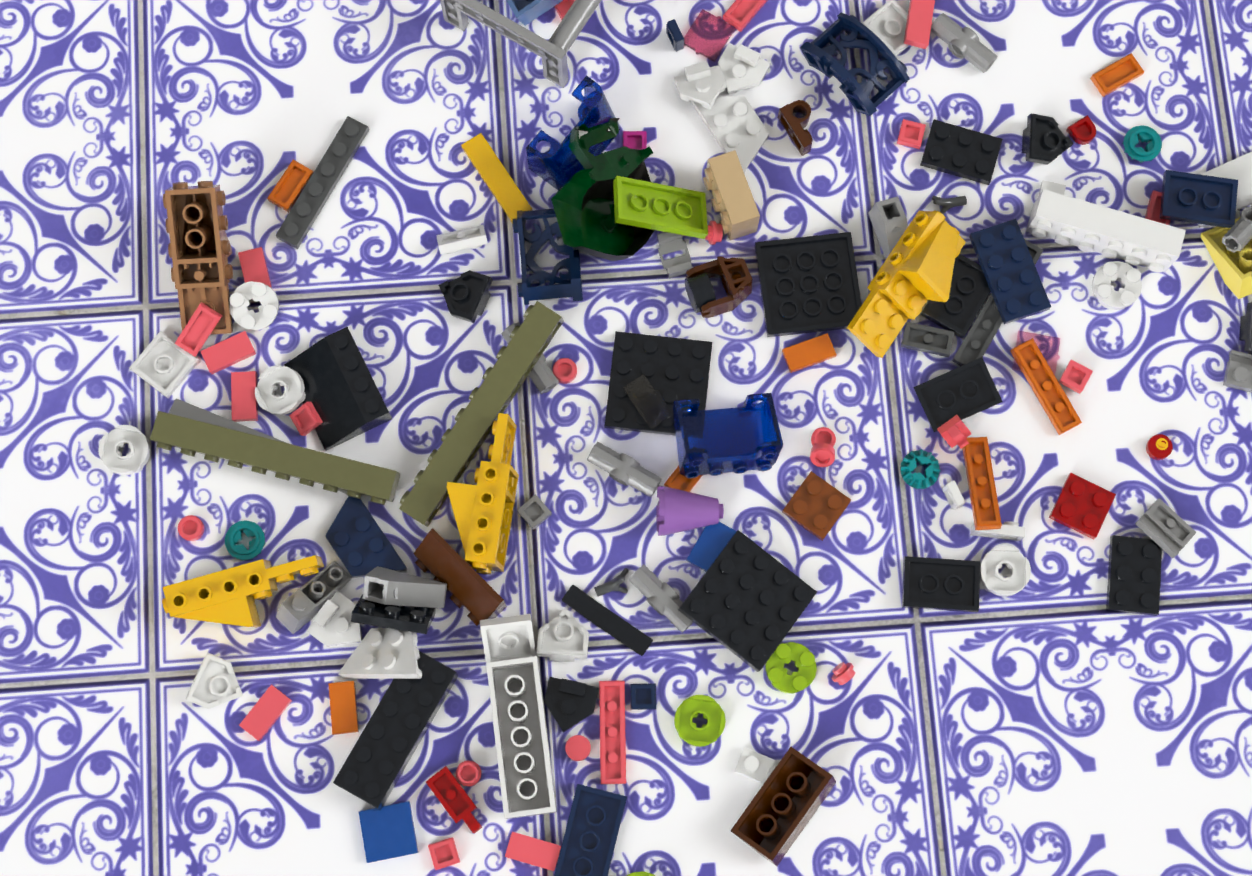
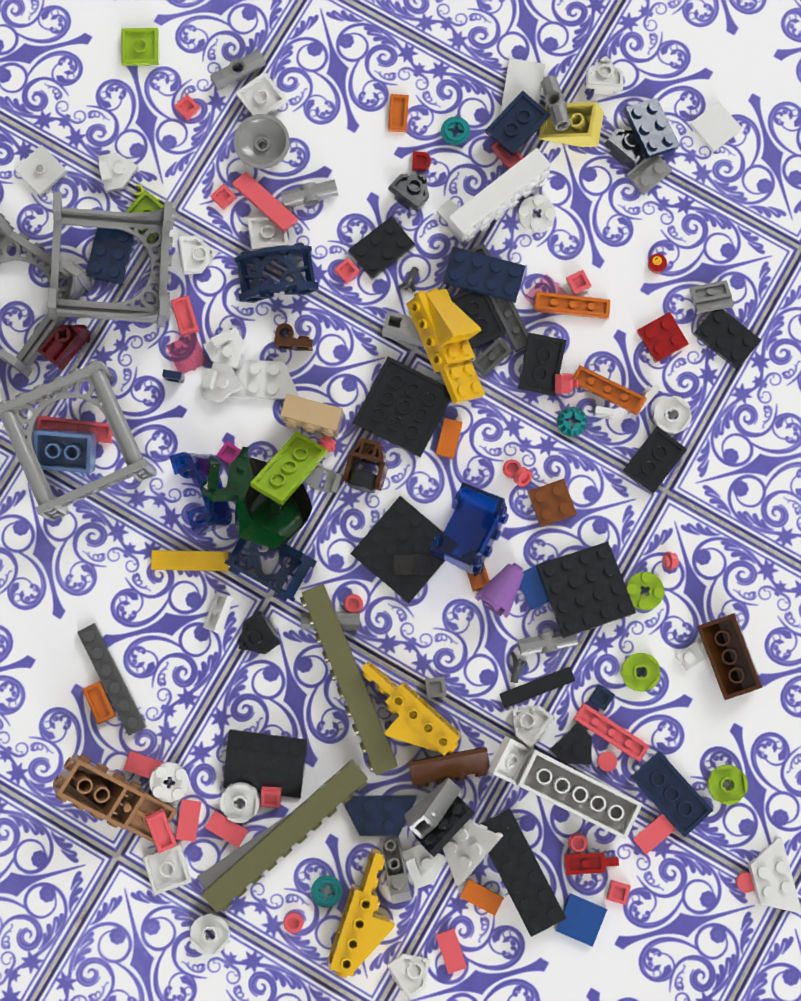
camera: 55 degrees left, 5 degrees up
(624, 469) = (446, 610): light grey piece -> none

